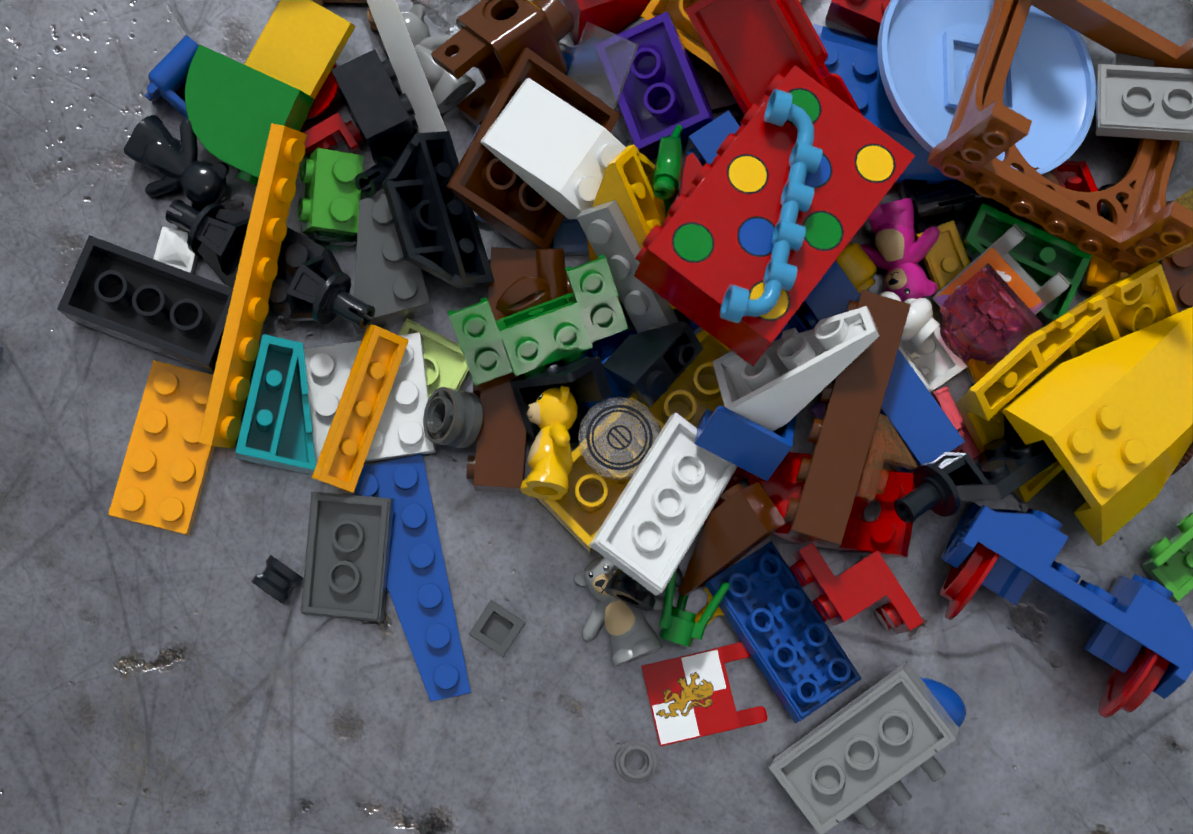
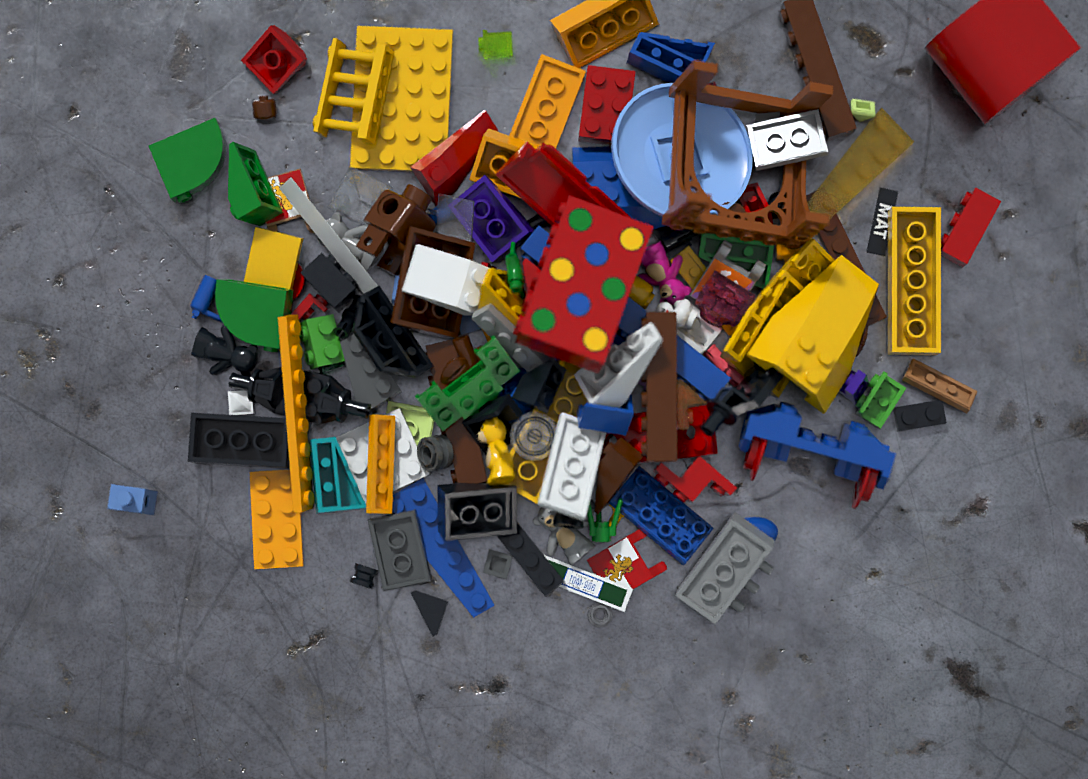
camera: 15 degrees left, 5 degrees up
(366, 668) = (431, 609): none -> black slope
(489, 529) = (476, 510): none -> black slope
(546, 620) = (532, 561): none -> black plate
(624, 701) = (592, 585): none -> tile
(787, 233) = (593, 298): dark azure bar -> none
(1157, 520) = (854, 386): none -> dark purple slope

